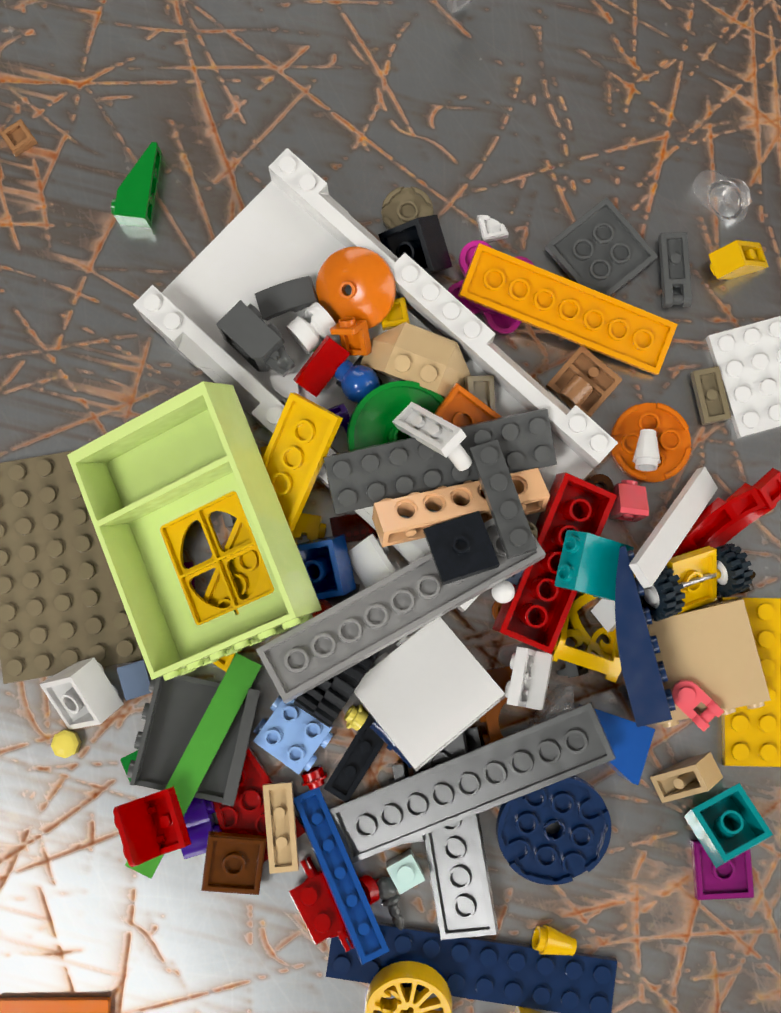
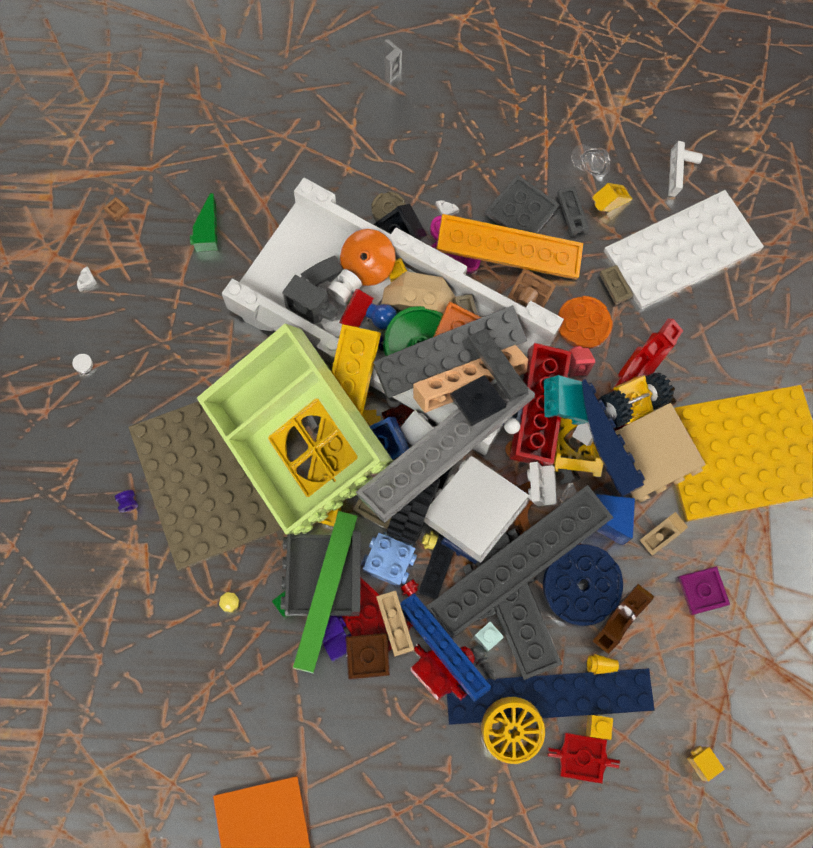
camera: 15 degrees left, 10 degrees down
(82, 694) = (235, 563): white slope -> none
(134, 680) = (271, 545): sand blue panel -> none
(151, 826) = (308, 631): red bracket -> none
(353, 335) = (373, 286): orange bracket -> none
(434, 433) = (444, 331): white piece -> none
(590, 889) = (620, 620): none -> reddish brown arch
(647, 451) = (584, 328): white cone -> none
(673, 527) = (613, 366): white tile -> none
(688, 695) = (652, 474): coral plate -> none
(728, 825) = (699, 556): teal brick -> none

